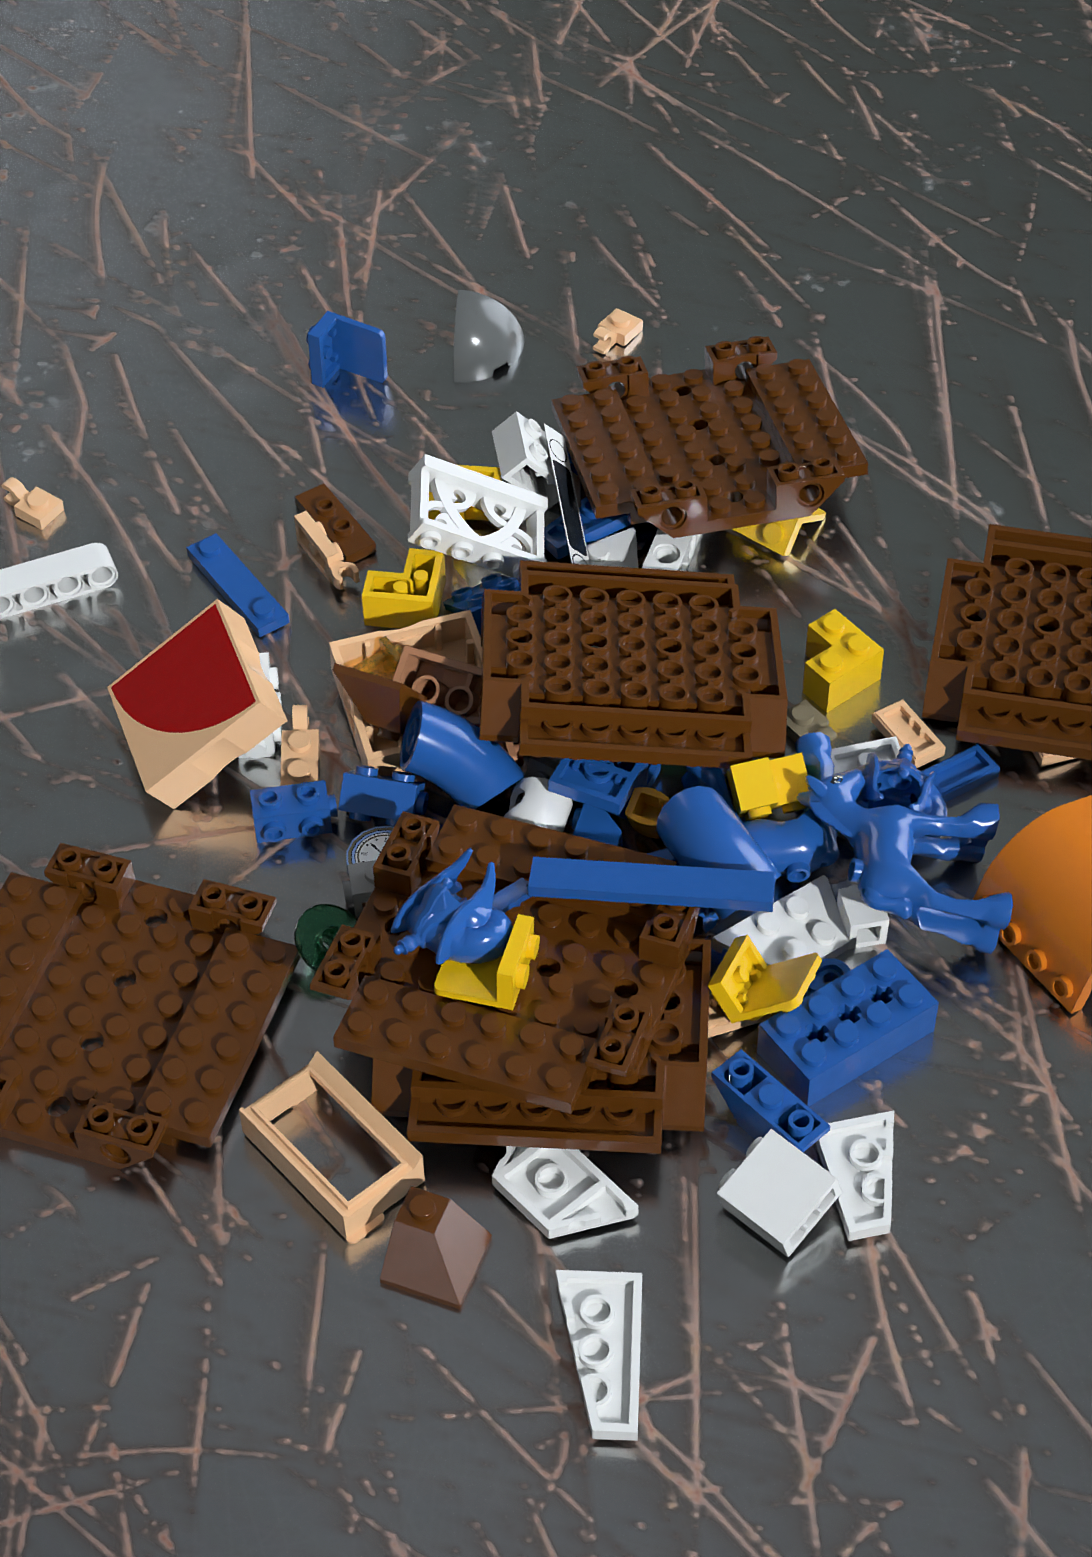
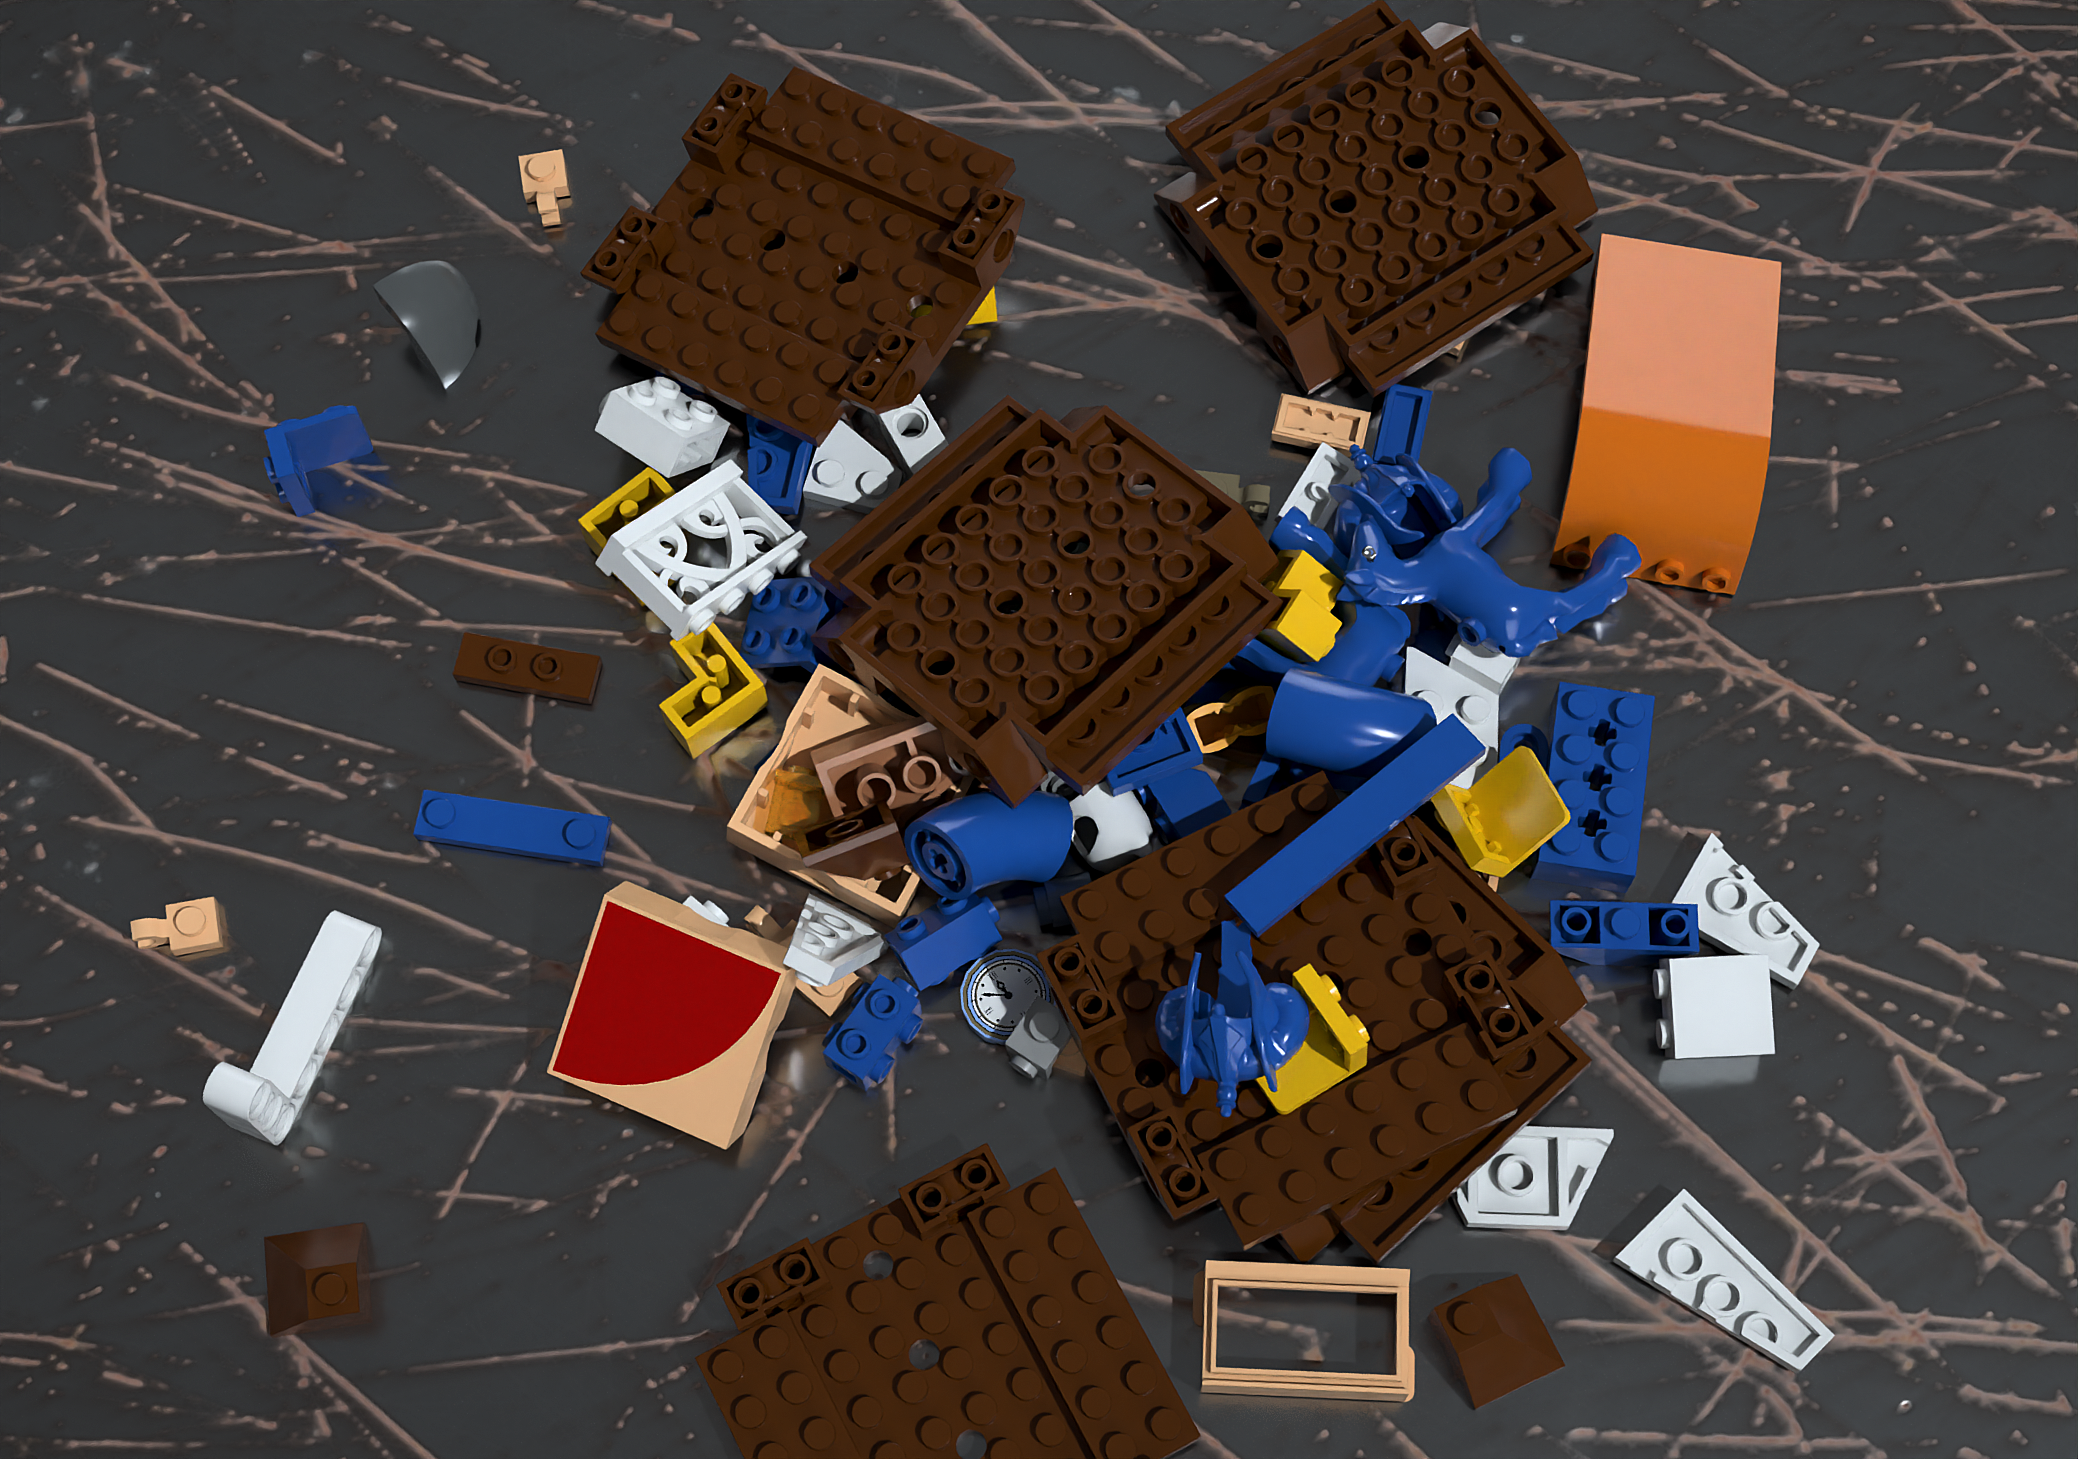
camera: 45 degrees left, 20 degrees up
(312, 735) = (831, 943): none -> white wing
(317, 926) = (1080, 1121): clear green dish -> none
(322, 551) = (566, 715): light nougat plate -> none
(567, 497) = (758, 447): black sticker -> none
(840, 661) = (1183, 390): yellow brick -> none

